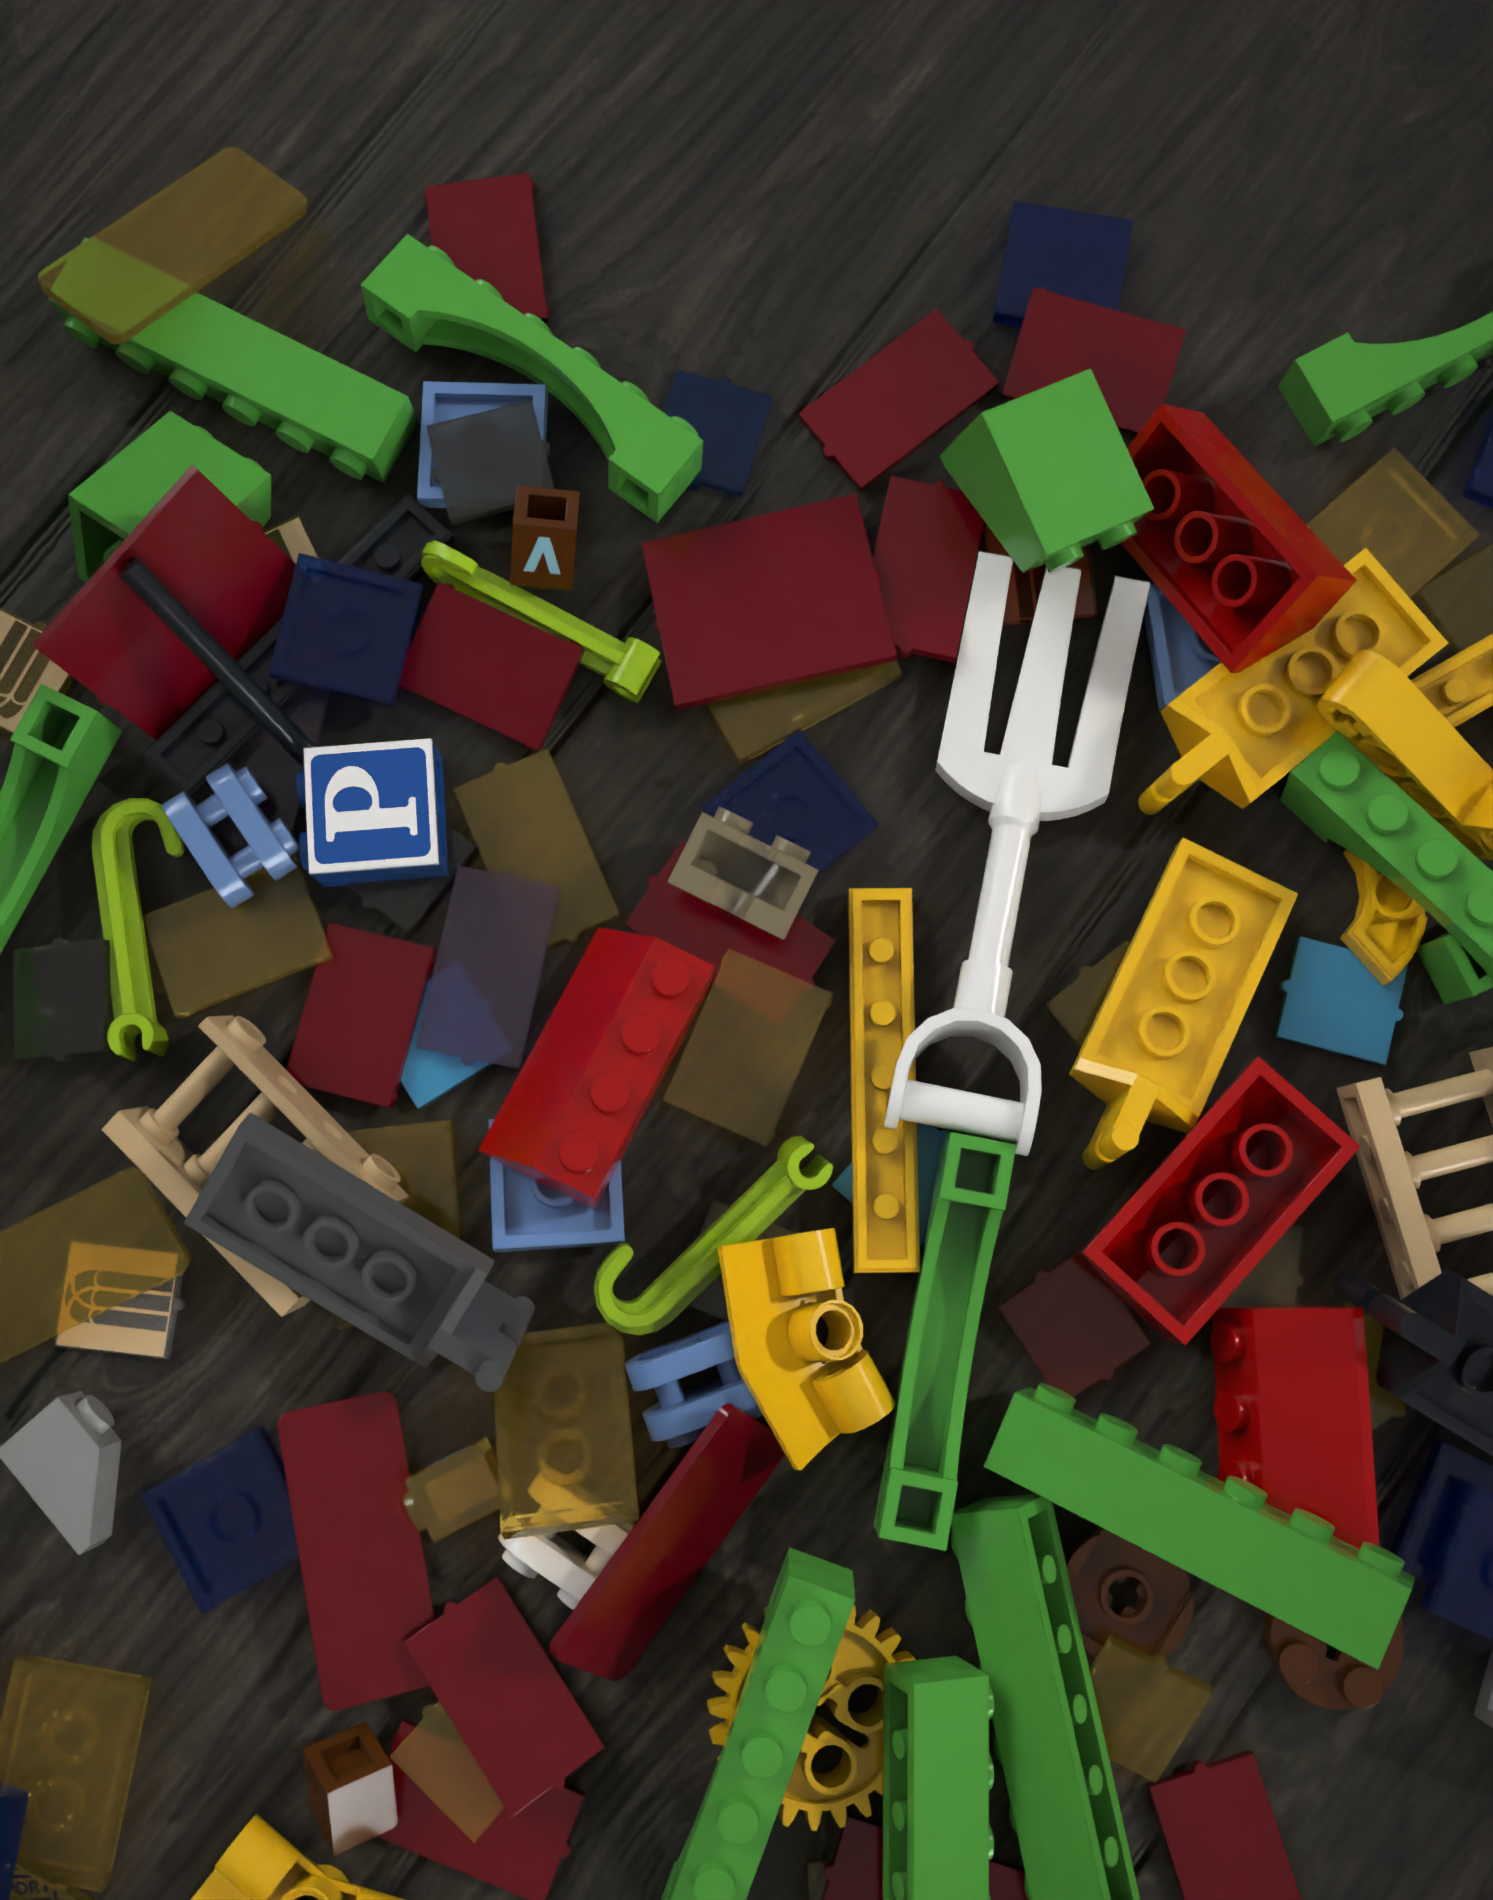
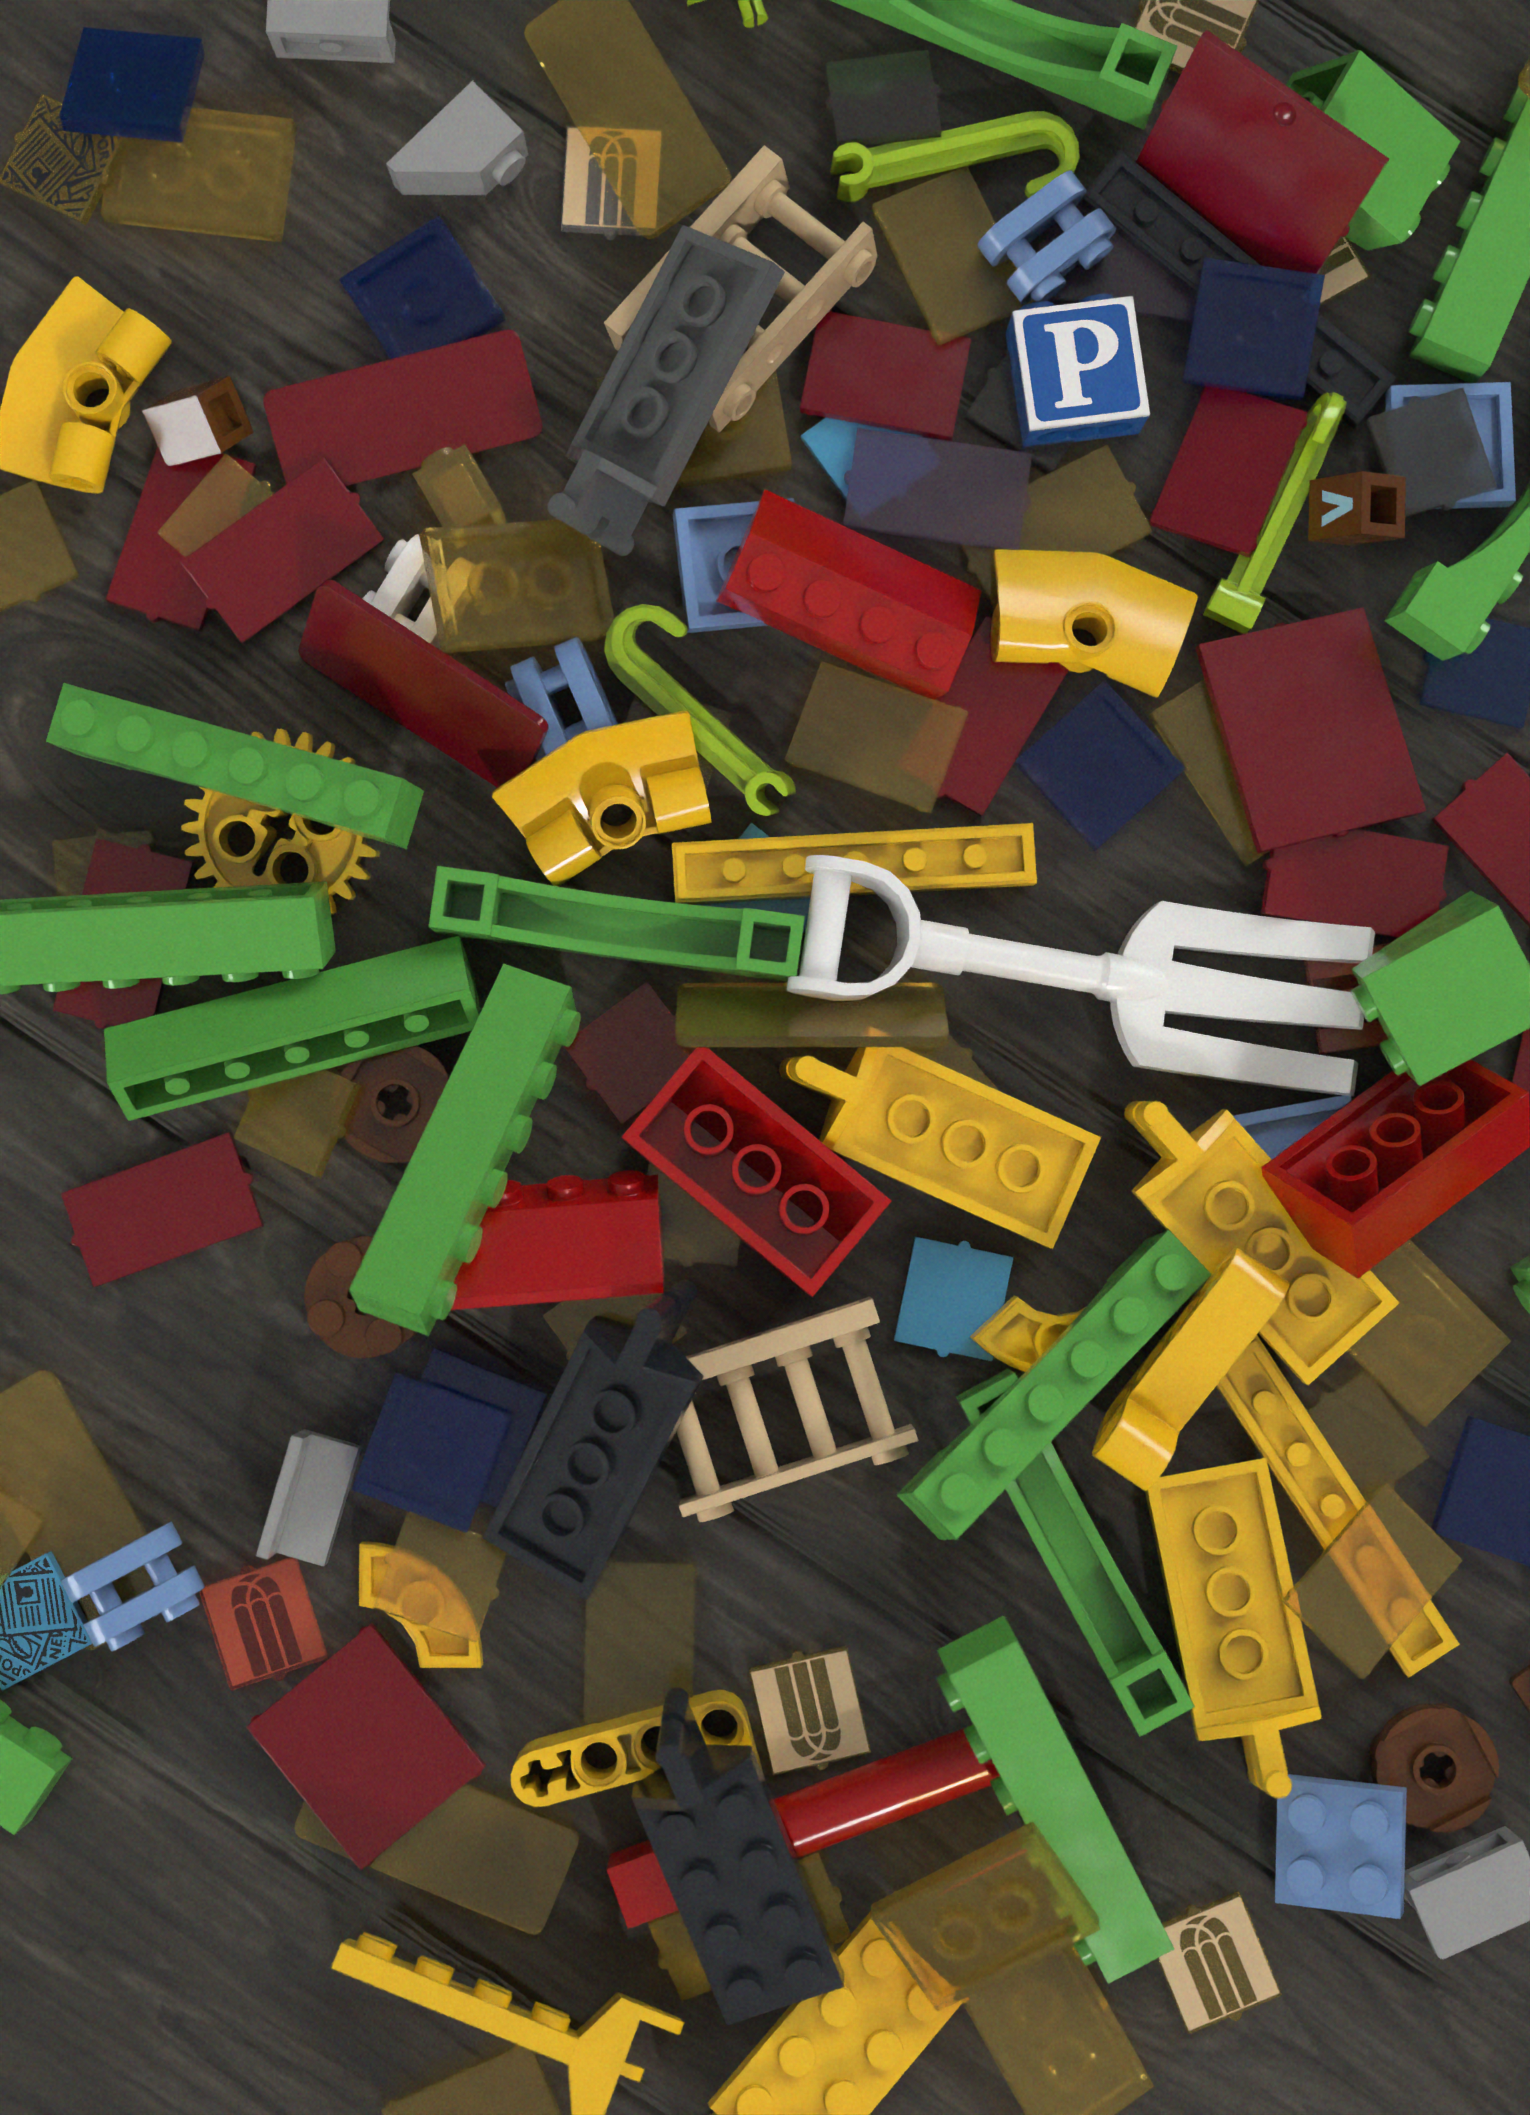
camera: 85 degrees right, 5 degrees up
(215, 658) = (1210, 204): black bar -> none
(634, 773) = (1129, 612): none -> yellow panel
(743, 873) = (1040, 715): dark tan cylinder -> none
(1051, 1189) = (777, 1018): none -> clear yellow piece

